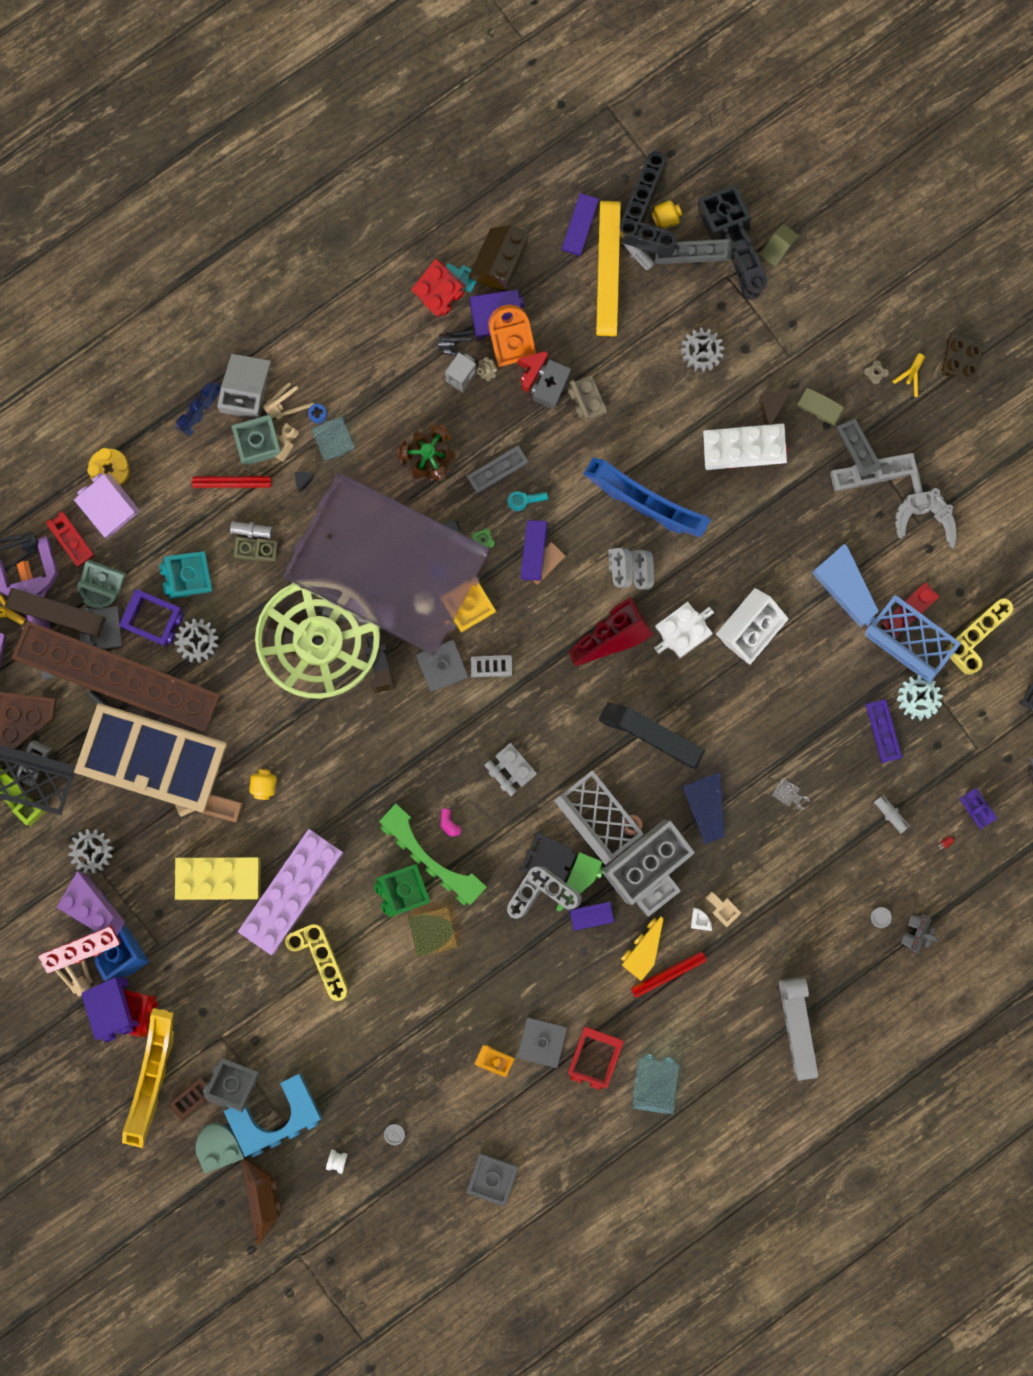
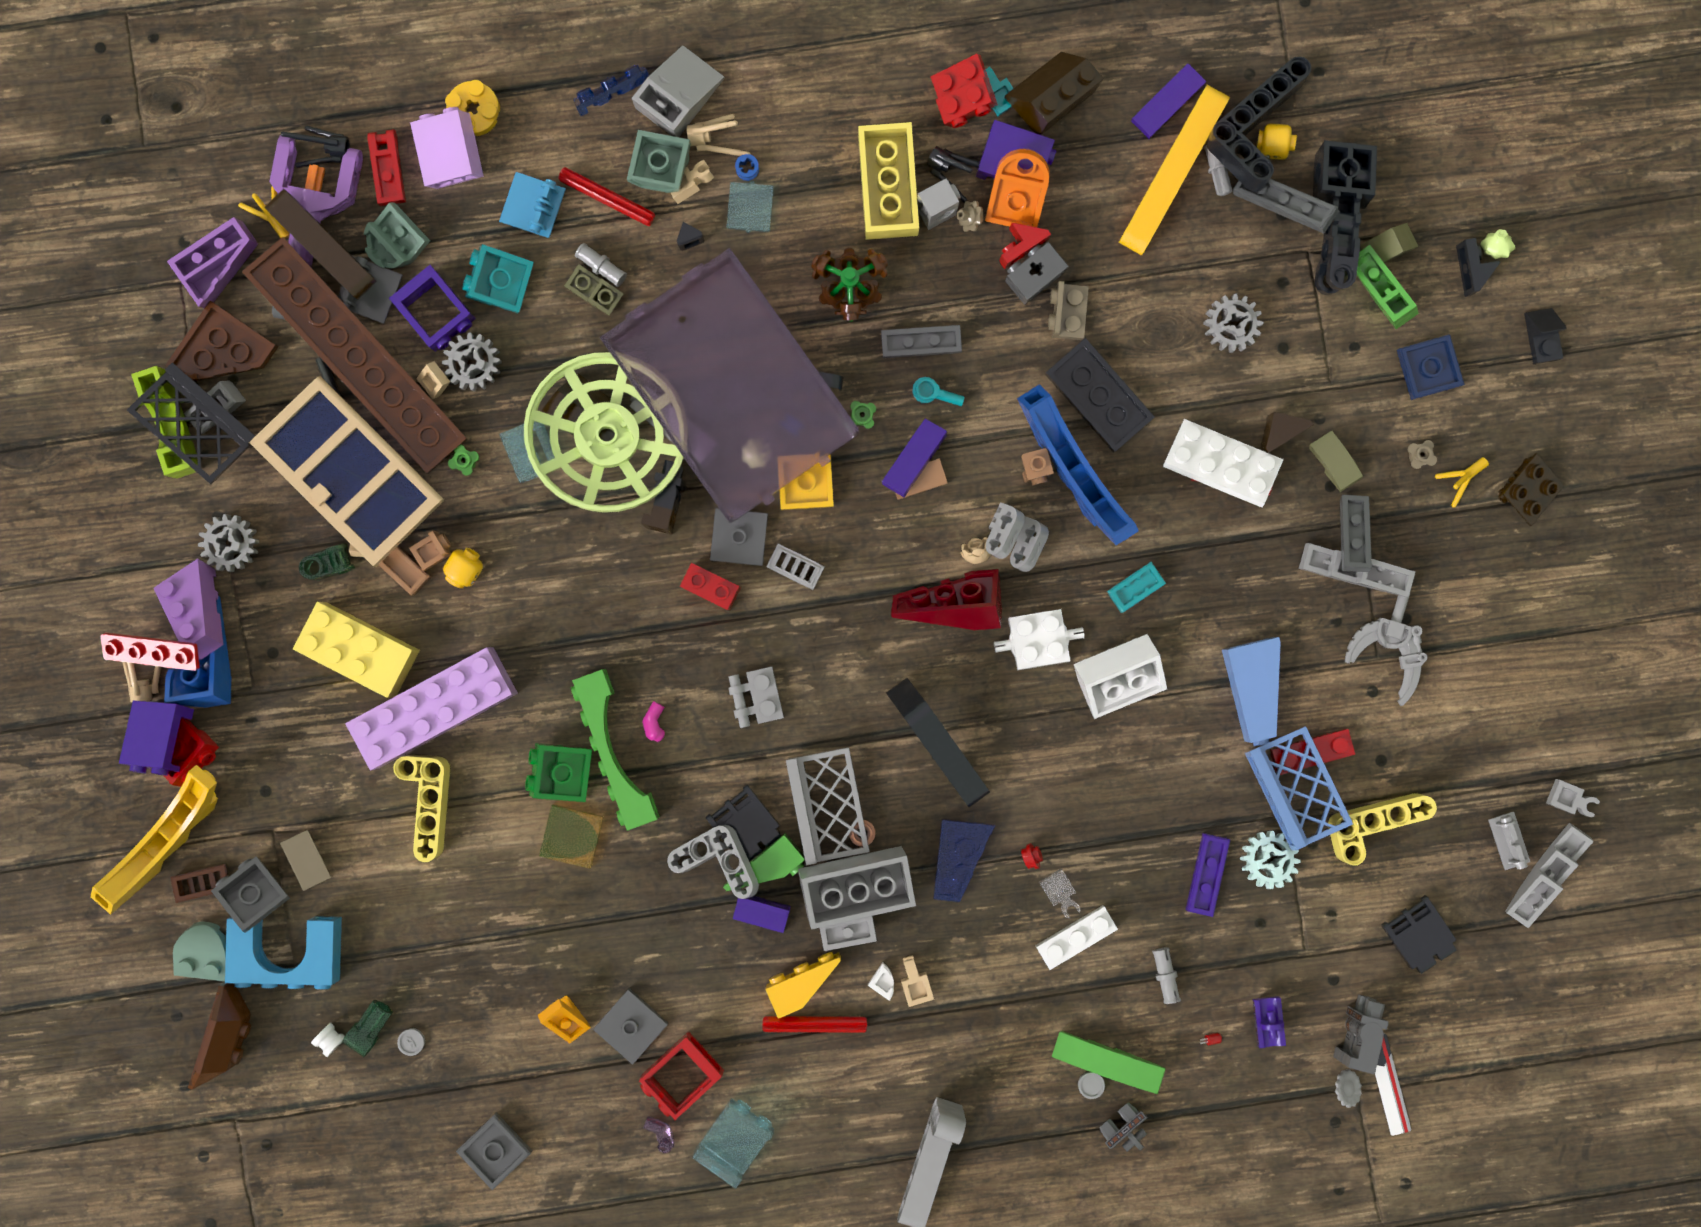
camera: 25 degrees right, 5 degrees up
(168, 829) = (331, 562): none -> clear green piece
(176, 666) = (433, 380): none -> tan plate
(183, 513) = (532, 204): none -> dark azure hinge
(229, 715) = (471, 459): none -> bright green plate
(234, 783) = (431, 550): none -> medium nougat bracket
(257, 1043) = (305, 860): none -> dark tan hinge
(262, 684) = (515, 447): none -> clear light blue plate
(359, 1143) = (365, 1032): none -> clear green piece
(419, 373) = (888, 180): none -> light yellow brick
(440, 709) = (710, 586): none -> red brick
(603, 1105) = (663, 1132): none -> clear purple arm
(609, 592) = (975, 551): none -> tan plate
(620, 513) = (1037, 467): none -> medium nougat bracket
(637, 444) = (1099, 395): none -> black plate
(731, 560) = (1136, 587): none -> teal plate
(757, 780) = (1031, 856): none -> red plate
(791, 275) = (1385, 288): none -> bright green slope
(816, 820) = (1076, 937): none -> white plate
(845, 235) = (1472, 272): none -> black slope
(850, 311) = (1430, 367): none -> dark blue plate
(851, 207) = (1497, 244): none -> yellowish green piece
(884, 894) = (1109, 1062): none -> bright green slope
(915, 252) = (1543, 335): none -> black slope

